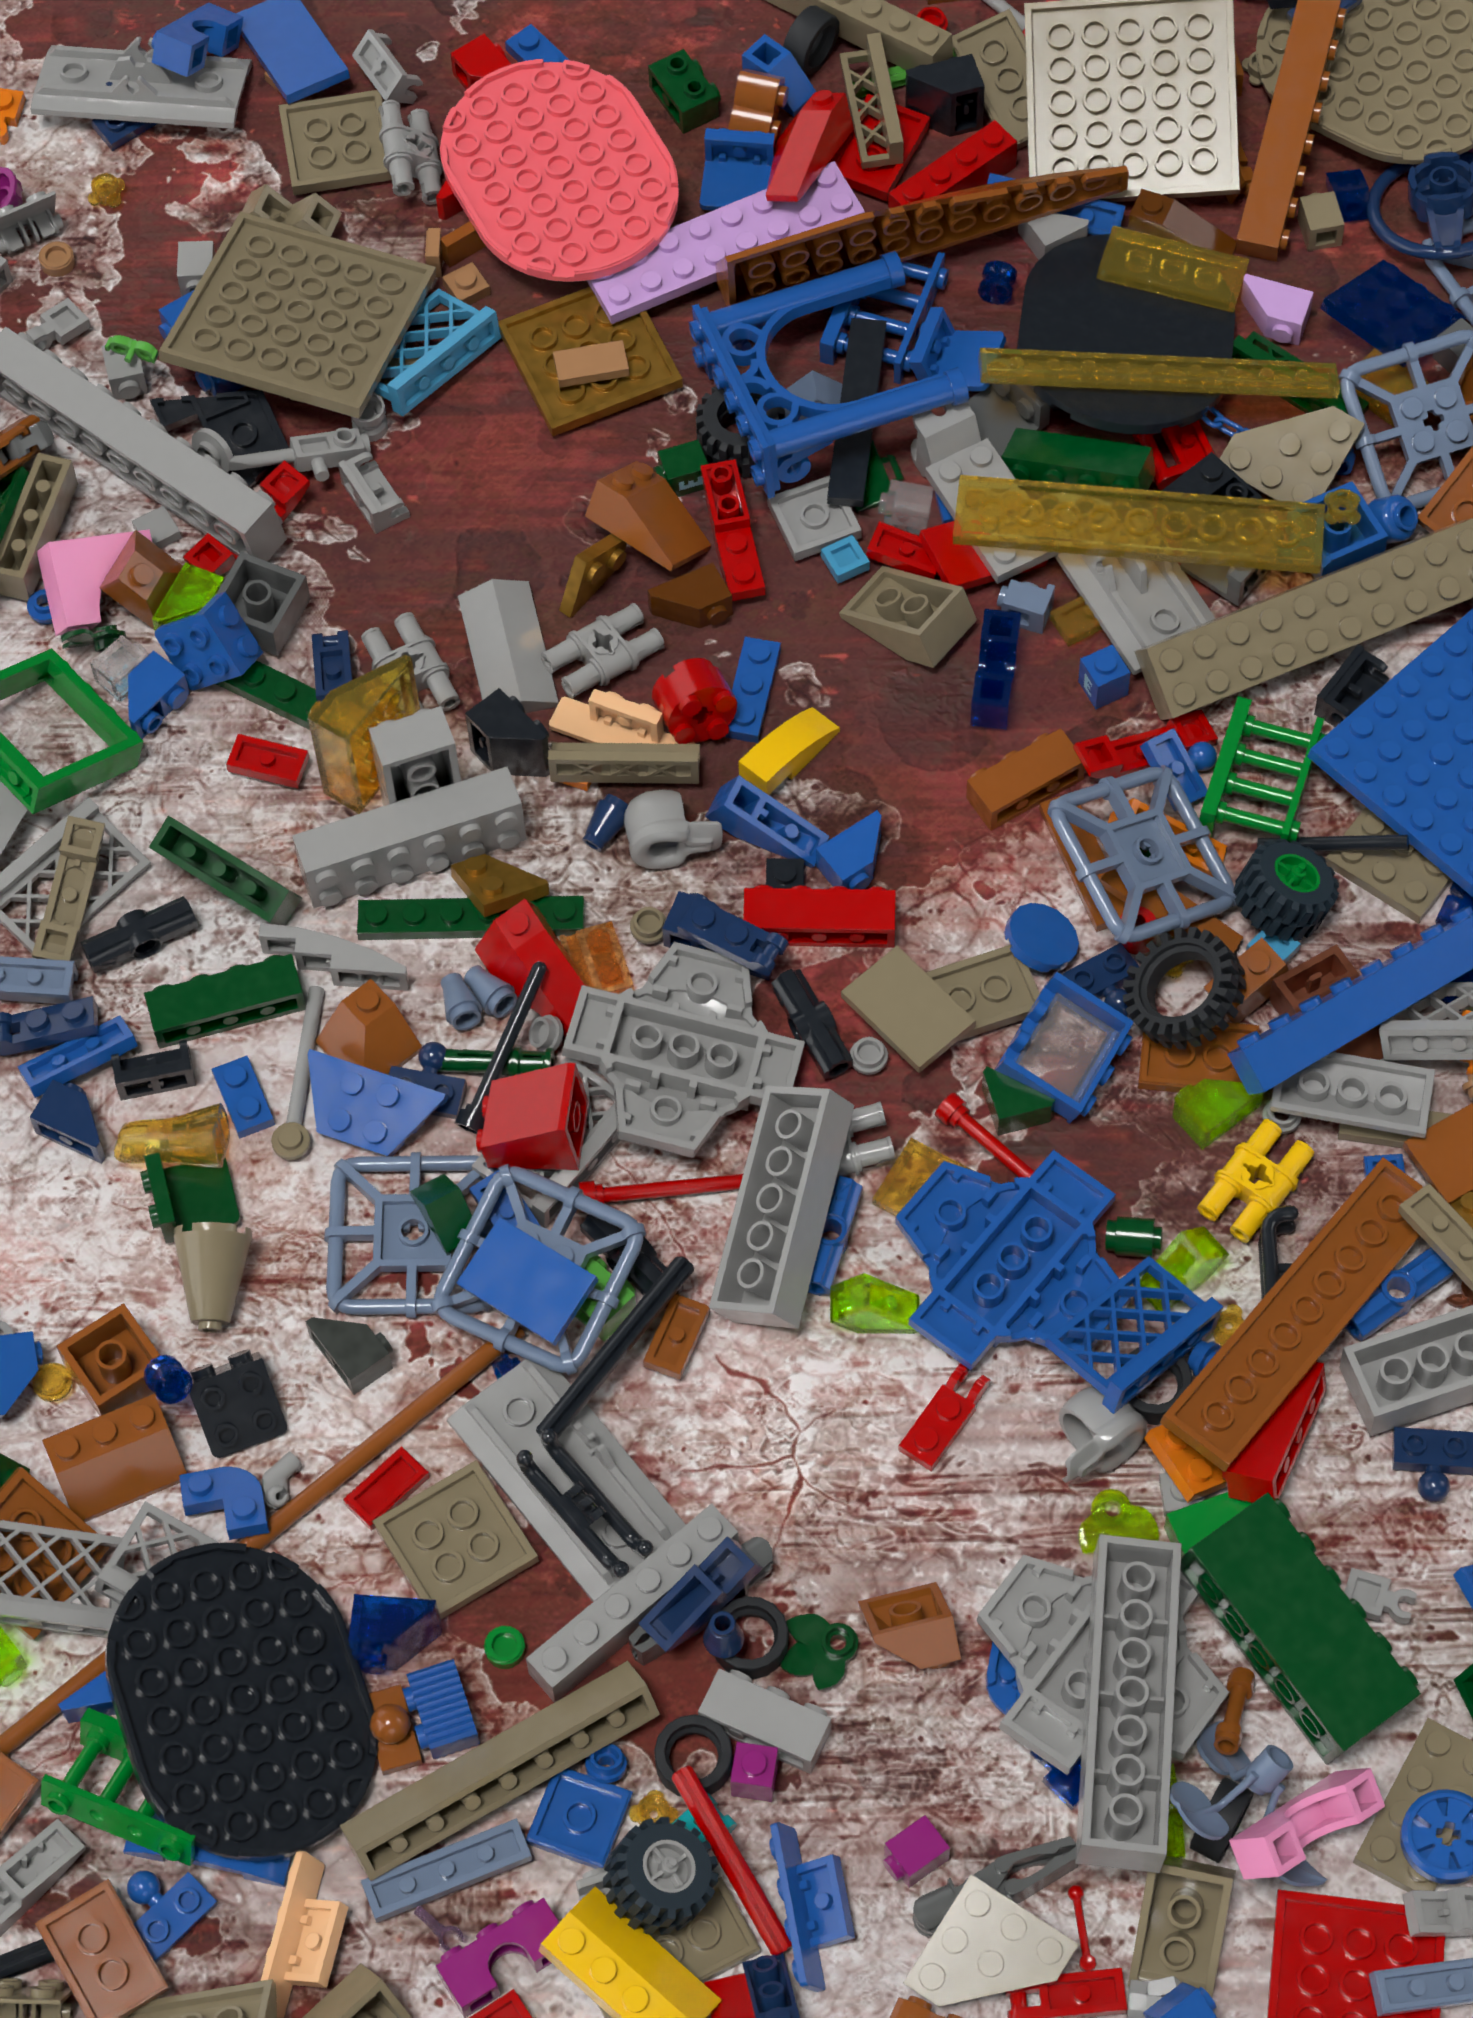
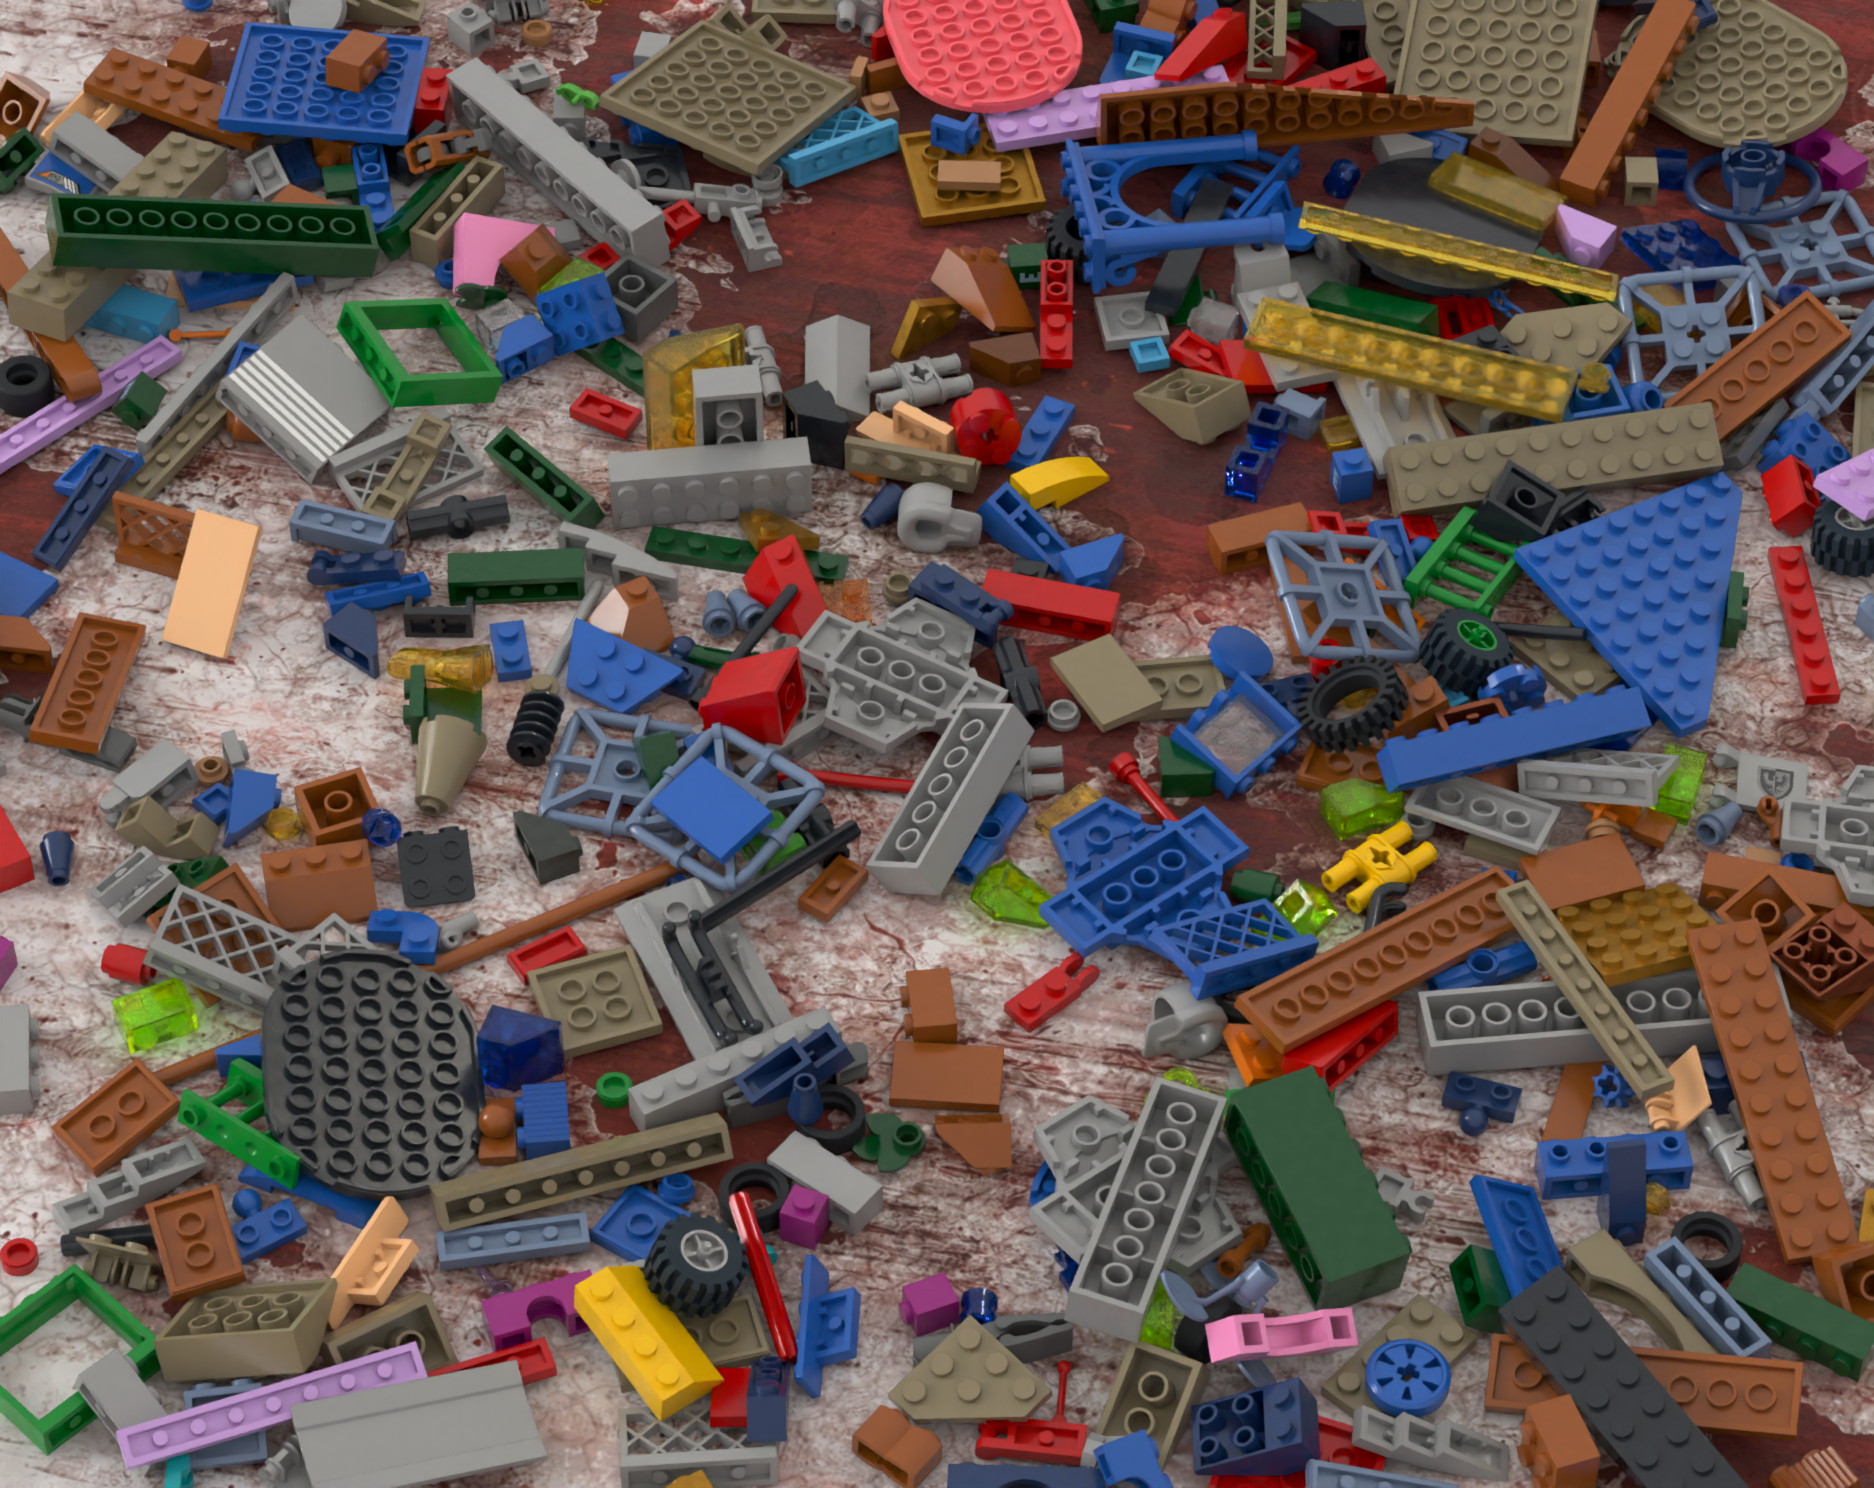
camera: 10 degrees right, 15 degrees down
(296, 1199) = (535, 728): none -> black piece
(562, 315) = (954, 134): none -> blue bracket
(746, 177) = (1142, 65): none -> dark azure plate
(821, 1470) = (929, 1006): none -> dark orange brick
(859, 1550) = (946, 1076): none -> dark orange tile
(970, 1848) = (979, 1304): none -> clear blue wheel
(1298, 690) = (1517, 506): none -> black slope
(1305, 1944) = (1257, 1431): none -> dark blue slope
(1348, 927) = (1516, 687): none -> blue plate

